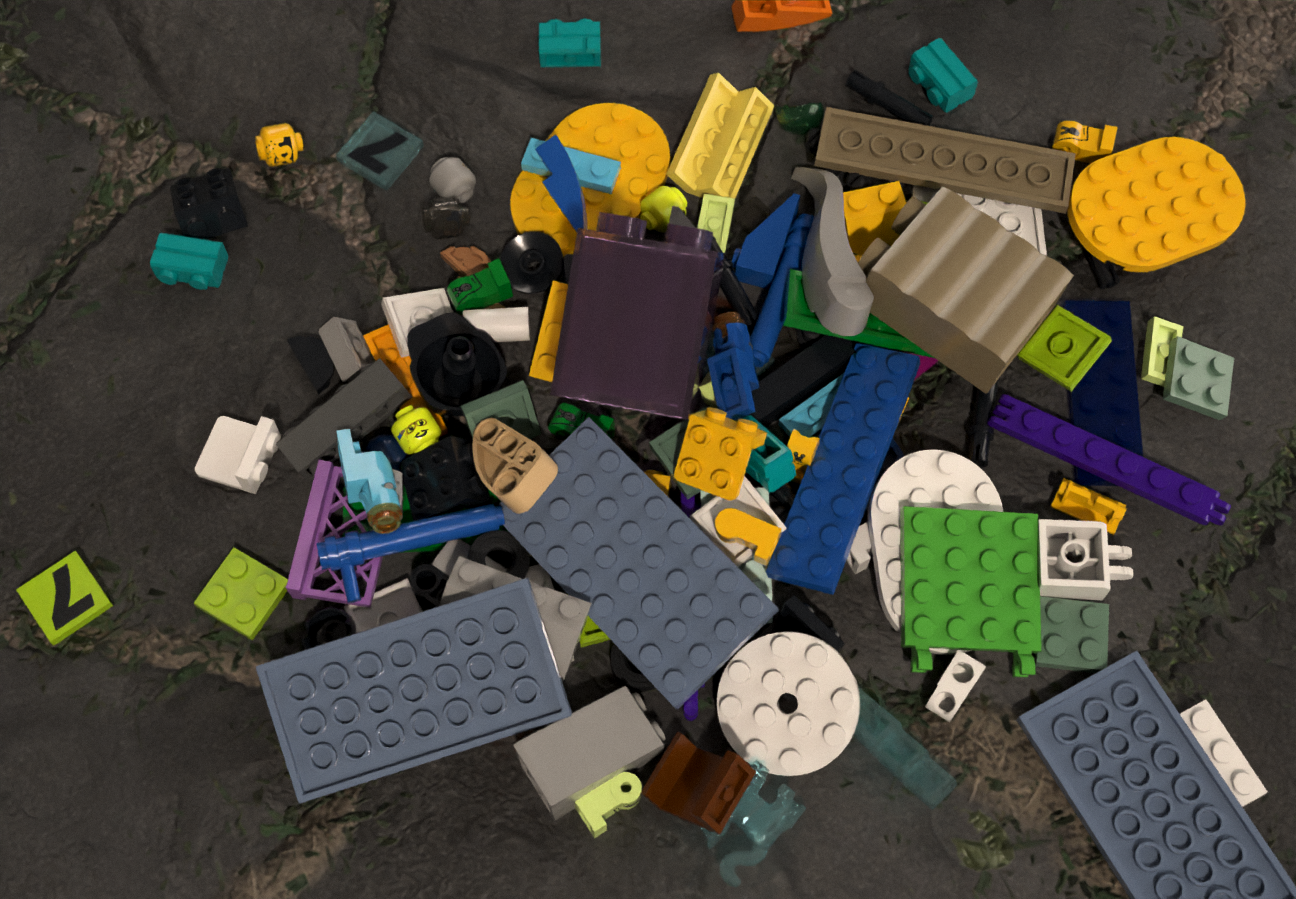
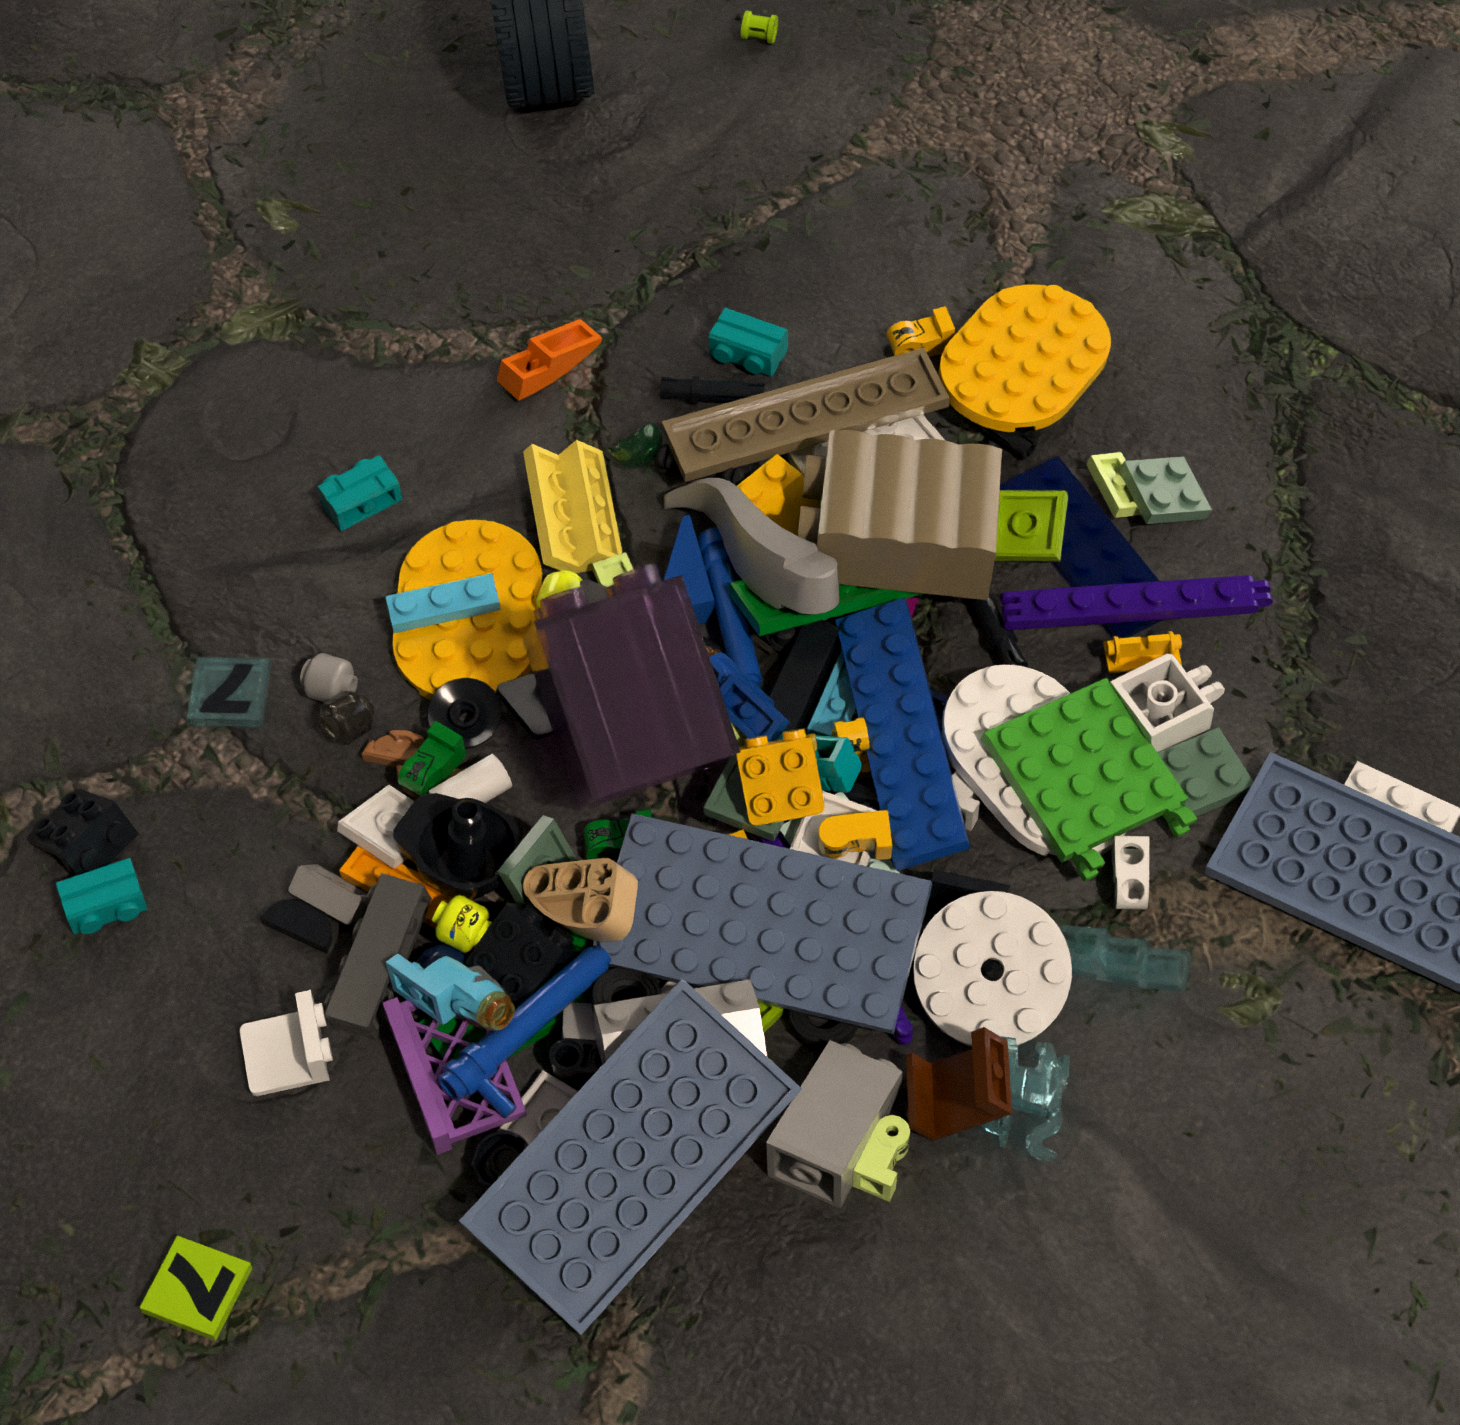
camera: 30 degrees left, 10 degrees down
(242, 593) = (382, 1179): lime plate -> none
(278, 144) = (120, 737): yellow head -> none
(548, 340) = (538, 761): yellow plate -> none
(563, 183) = (454, 619): blue slope -> none

